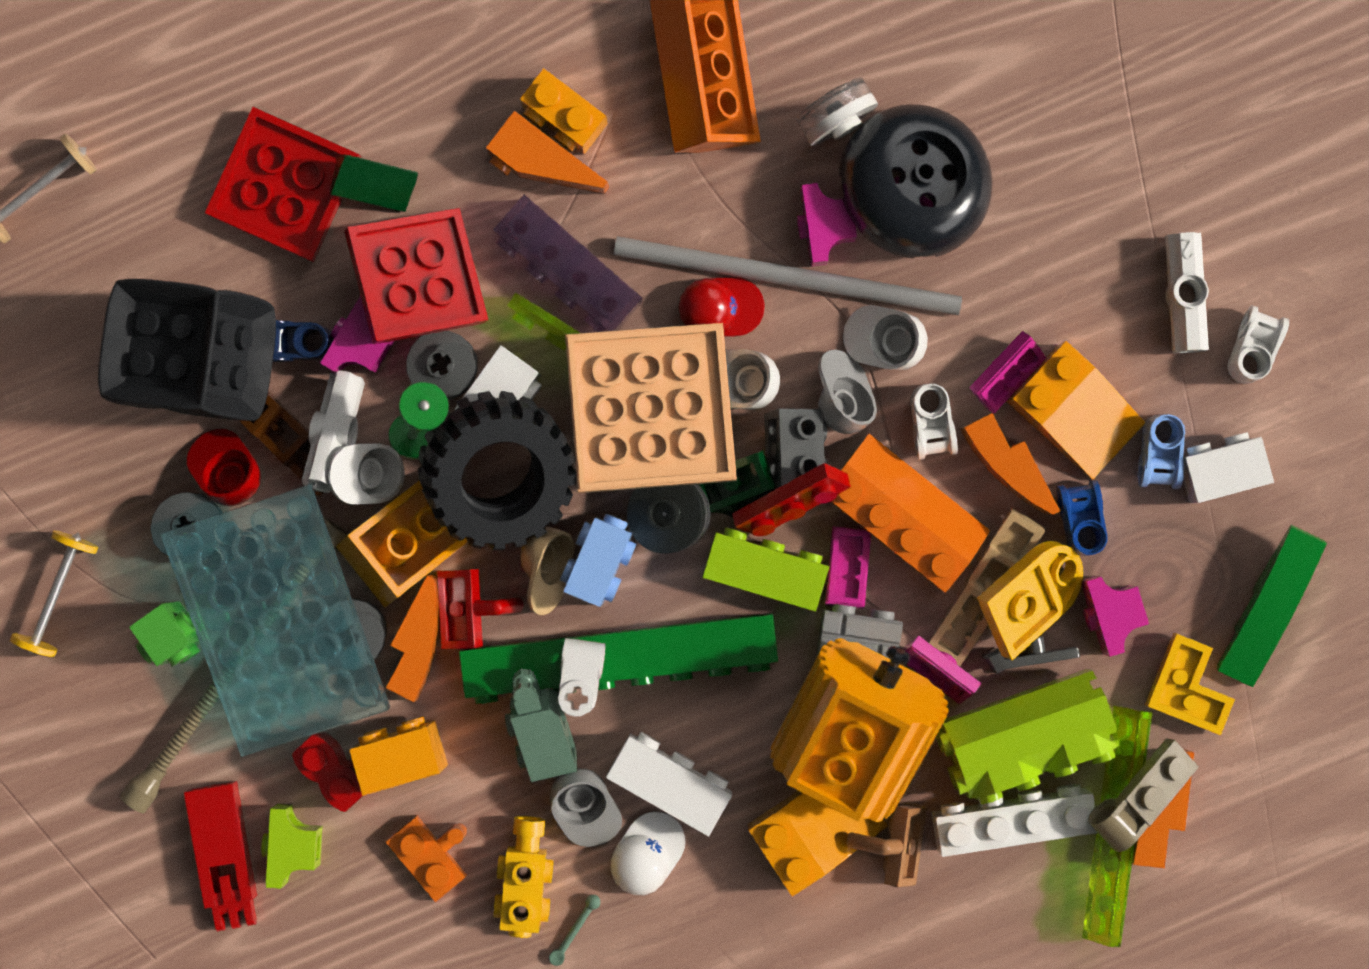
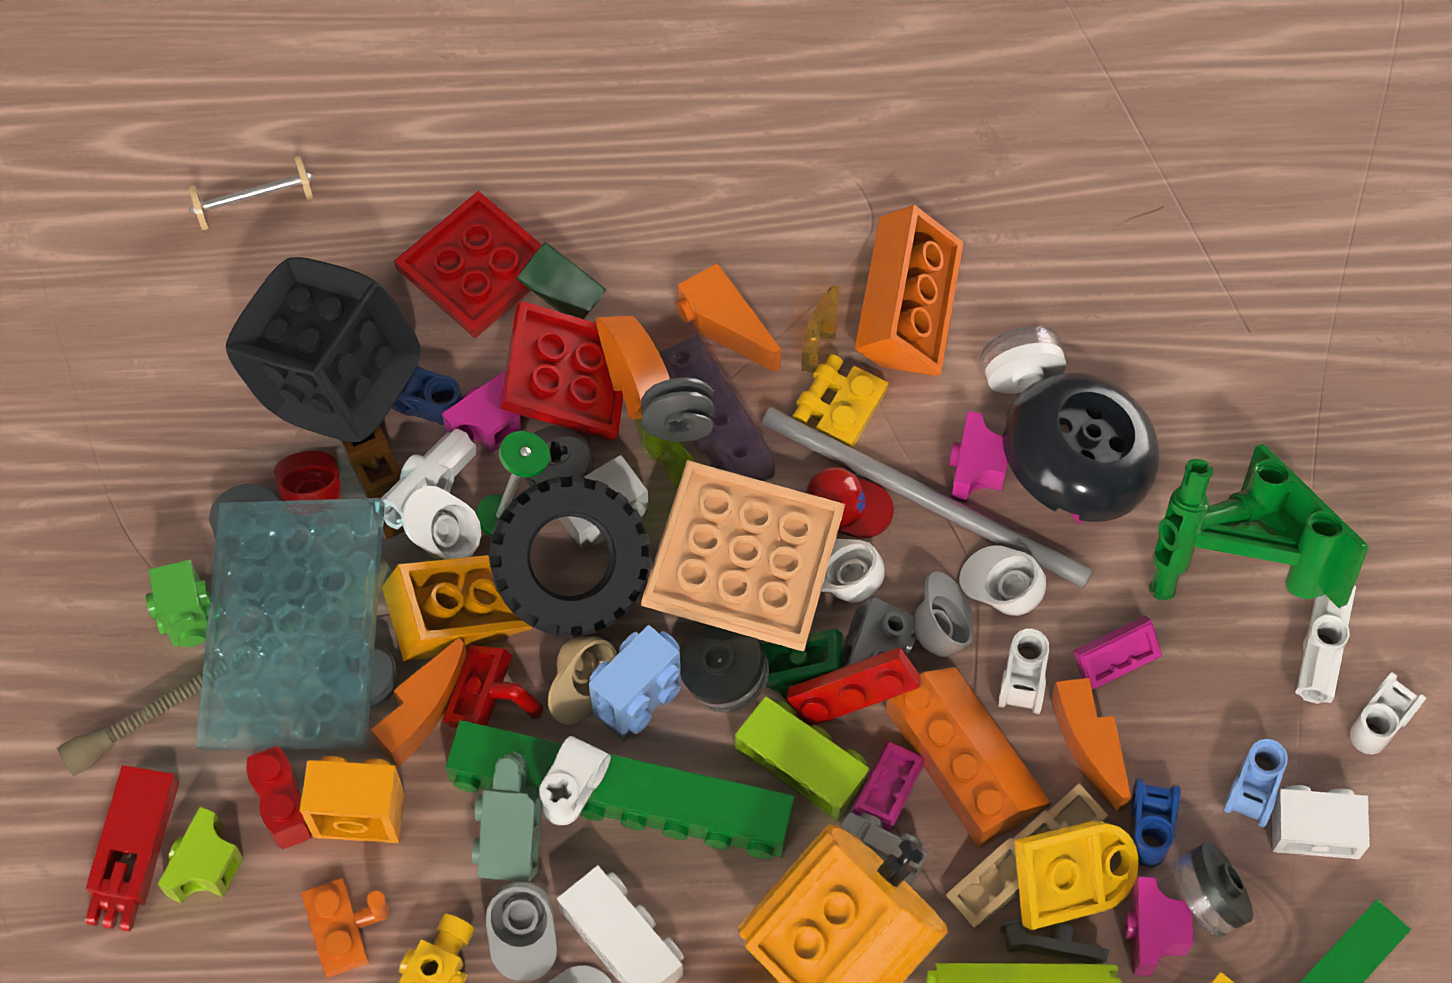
camera: 20 degrees right, 25 degrees down
(34, 643) = (132, 498): axle -> none
(478, 247) = (630, 359): none -> orange slope
(536, 295) = (678, 409): none -> dark grey piece
(563, 111) = (763, 283): light orange brick -> none
(634, 130) = (821, 325): none -> clear yellow slope
(690, 206) = (851, 407): none -> yellow plate
(941, 670) = (964, 937): dark pink plate -> none
(1076, 409) = (1178, 711): light orange slope -> none
(1114, 189) = (1267, 520): none -> green plate
(1153, 570) = (1213, 890): none -> pearl dark grey piece

